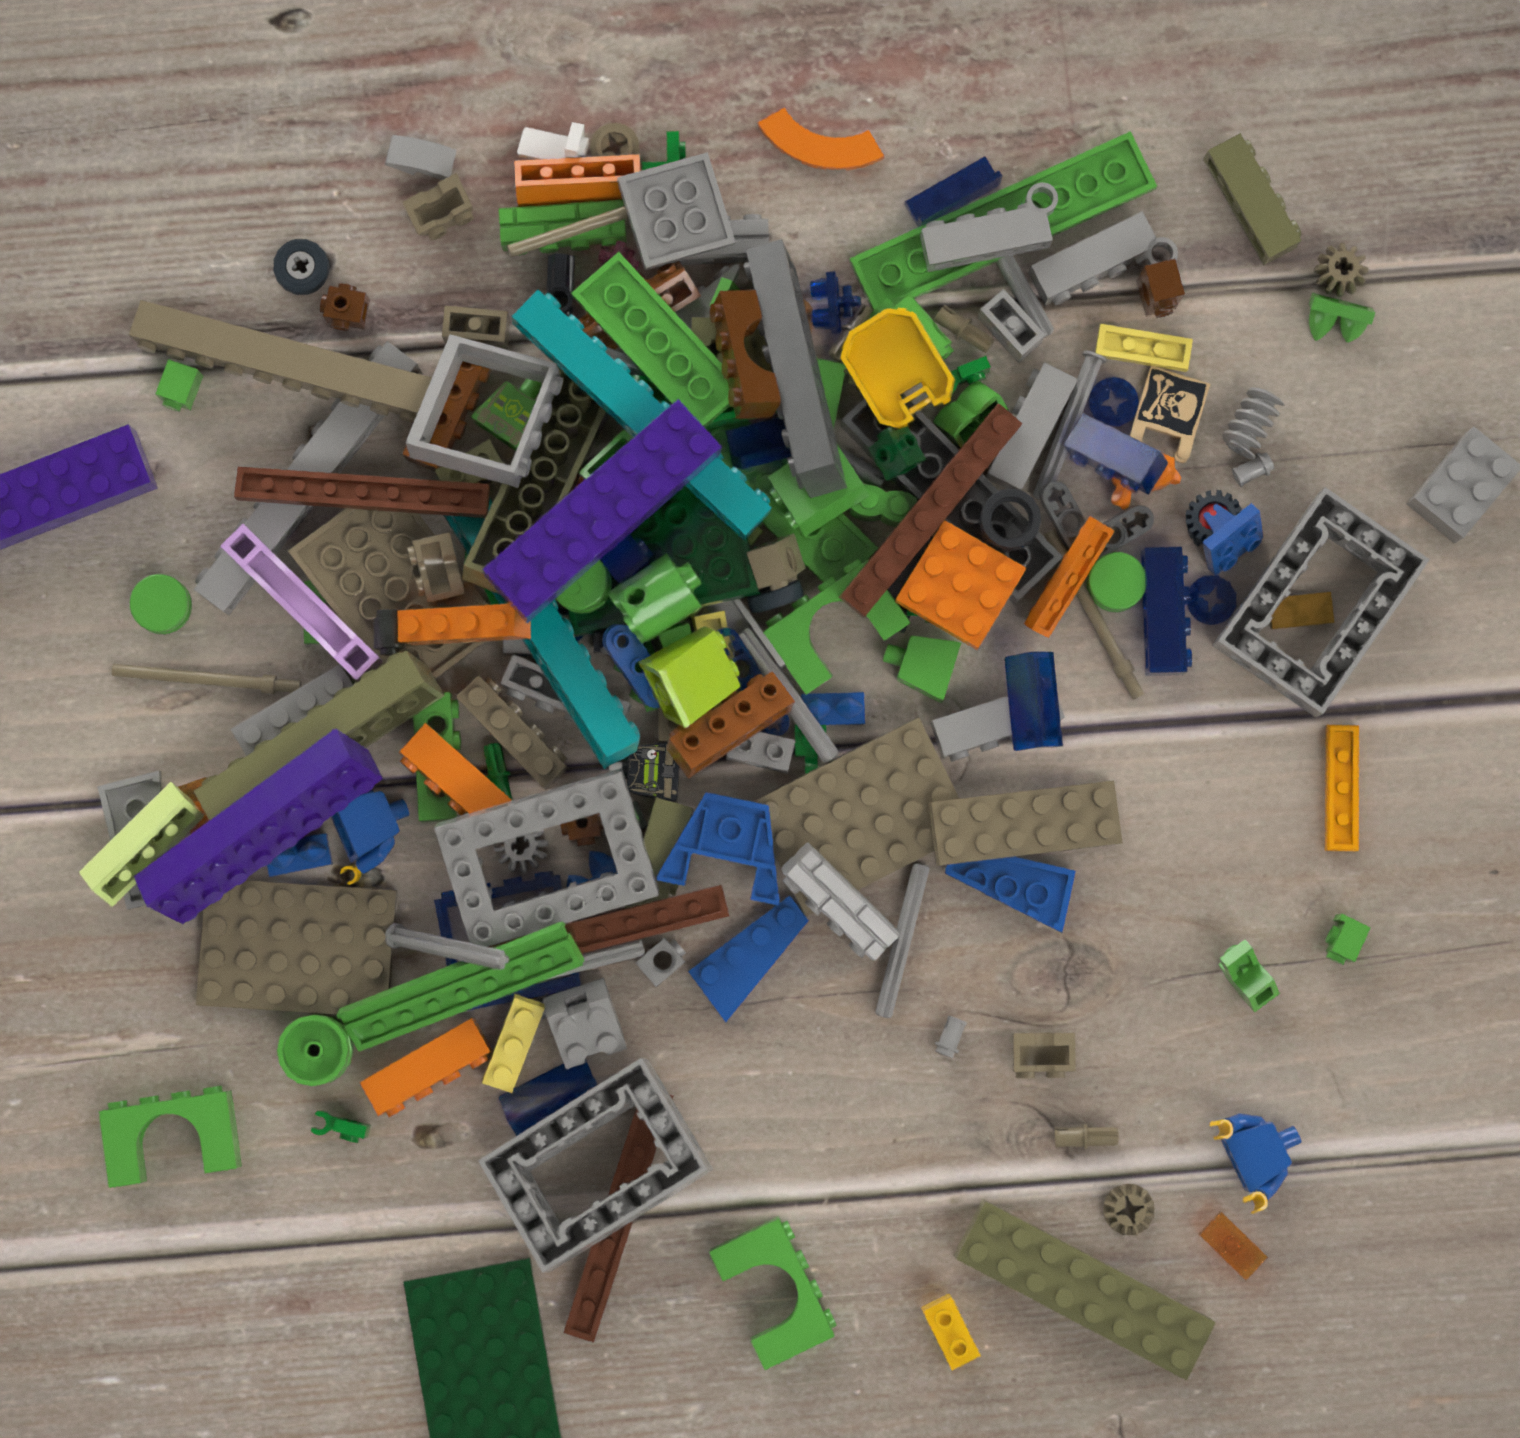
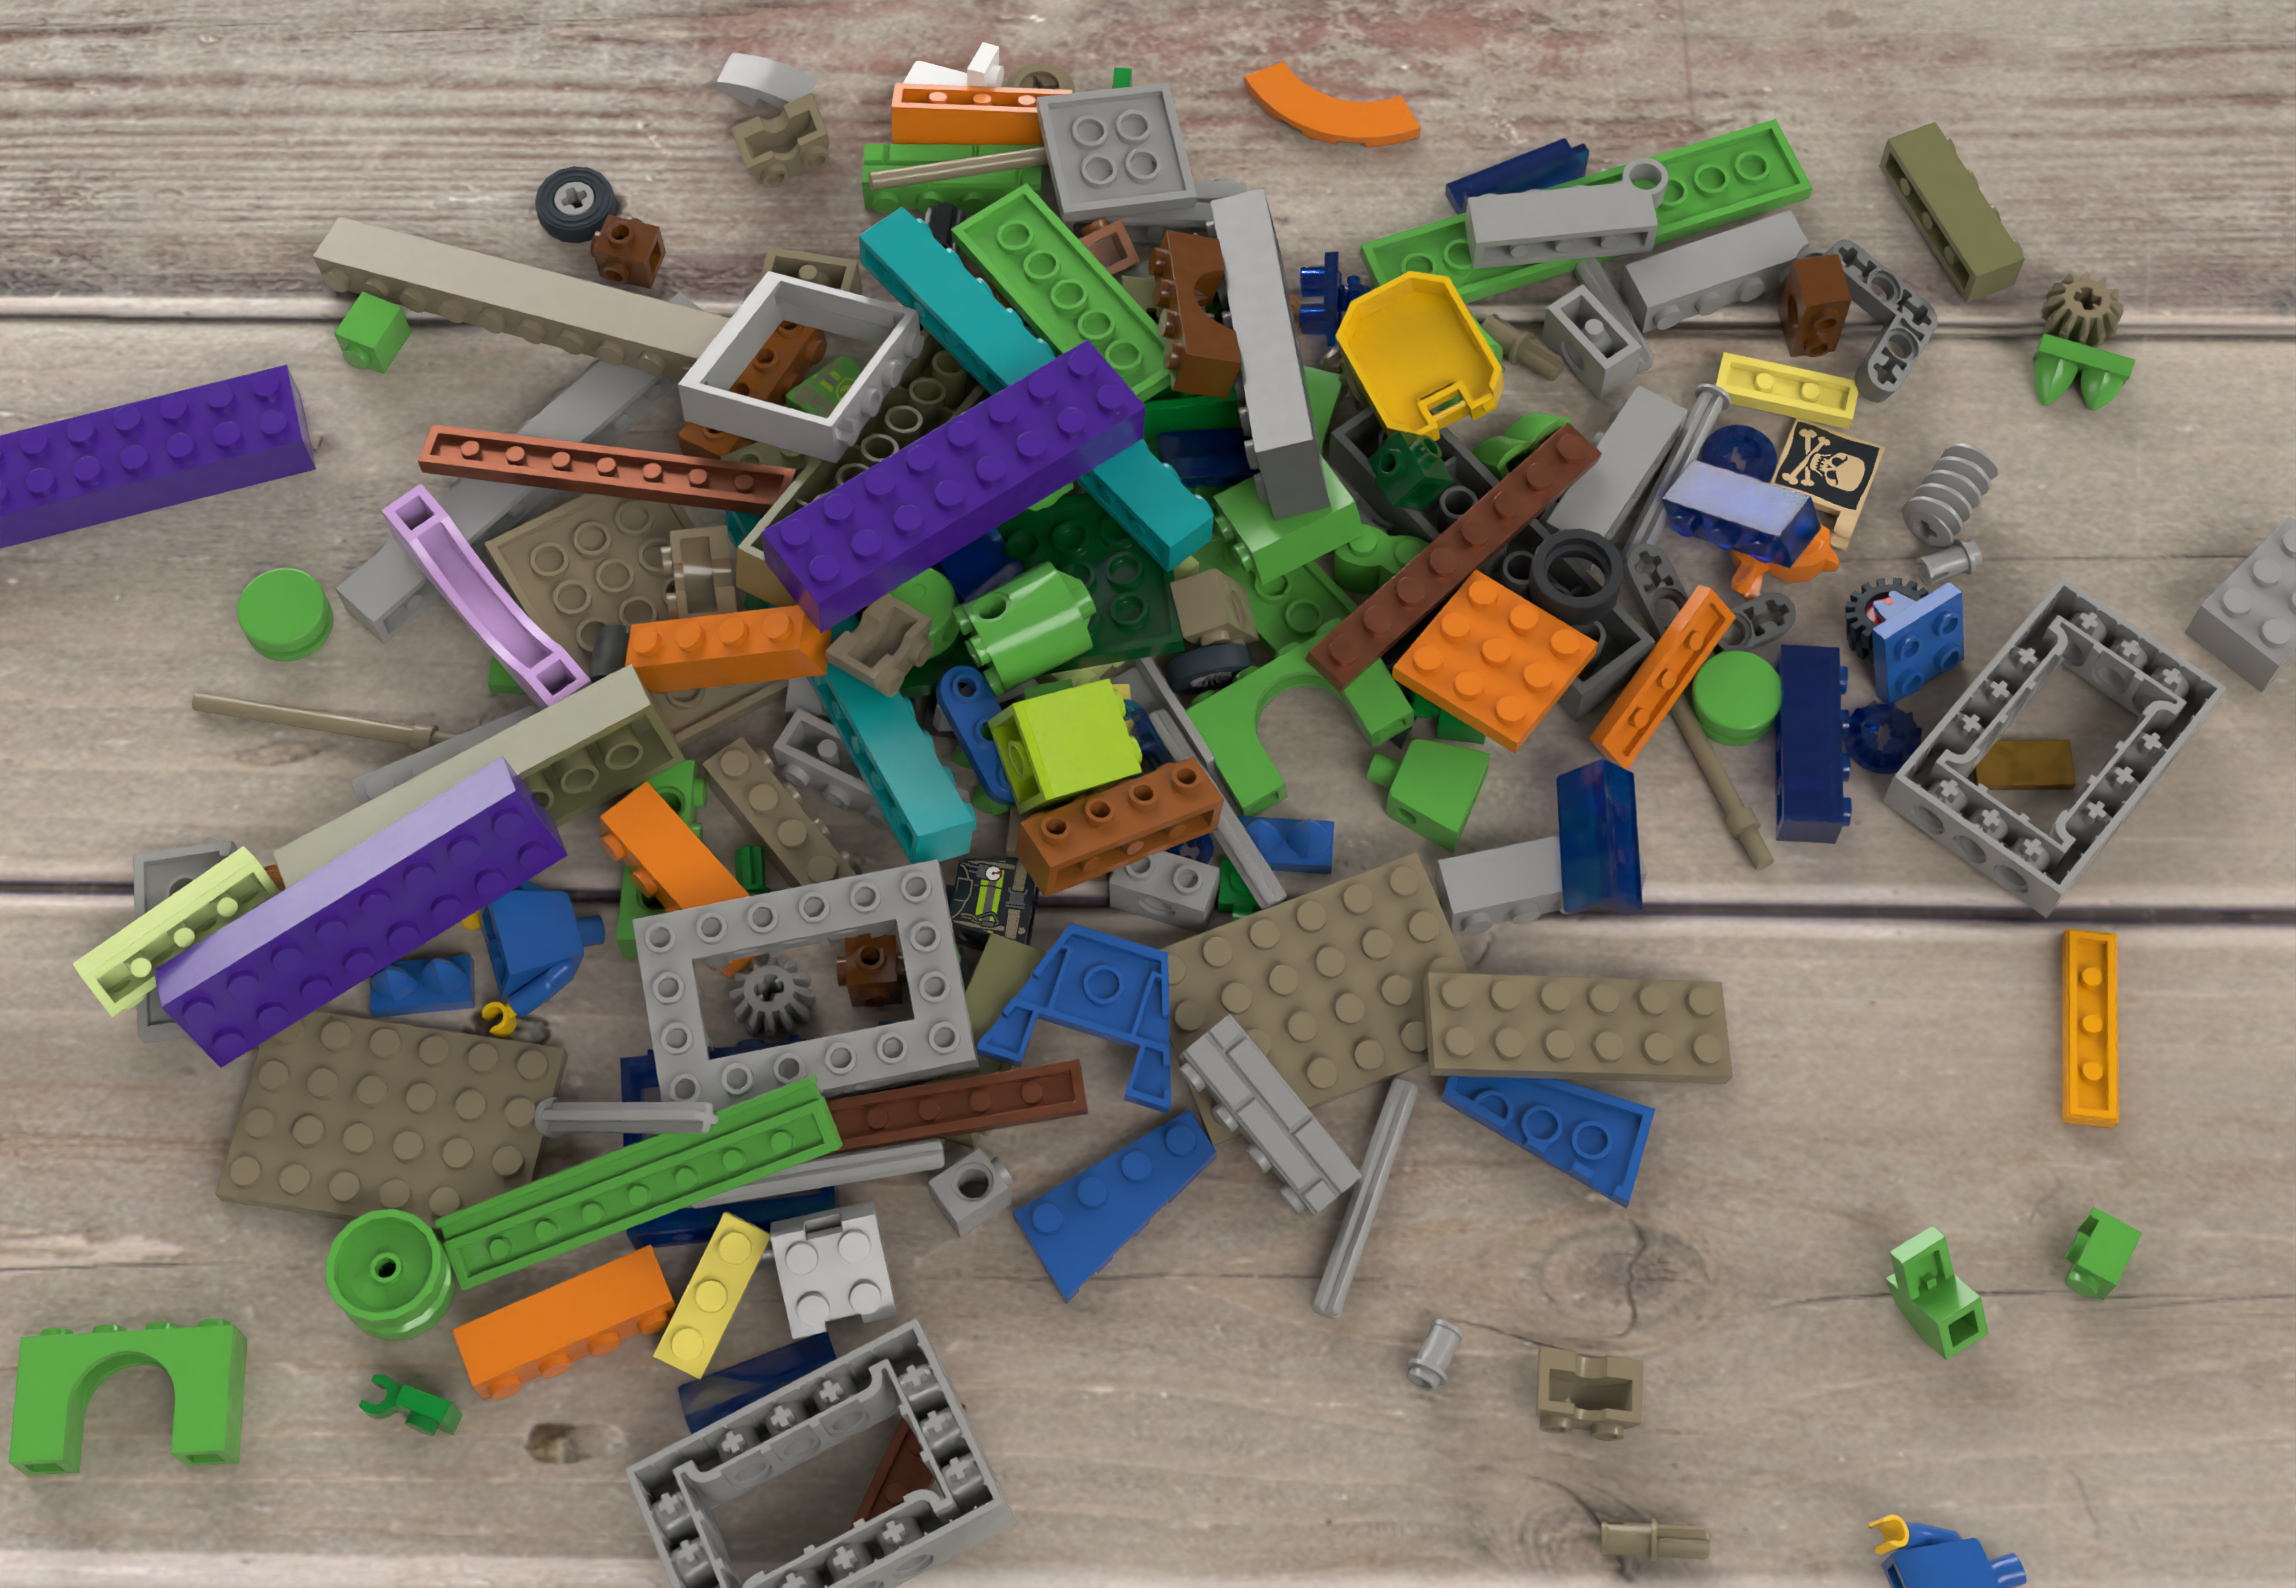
camera: 10 degrees right, 20 degrees down
(566, 620) = (884, 645): none -> dark tan cylinder
(971, 372) = (1521, 399): green plate -> none
(1216, 293) = (1897, 322): none -> dark grey beam

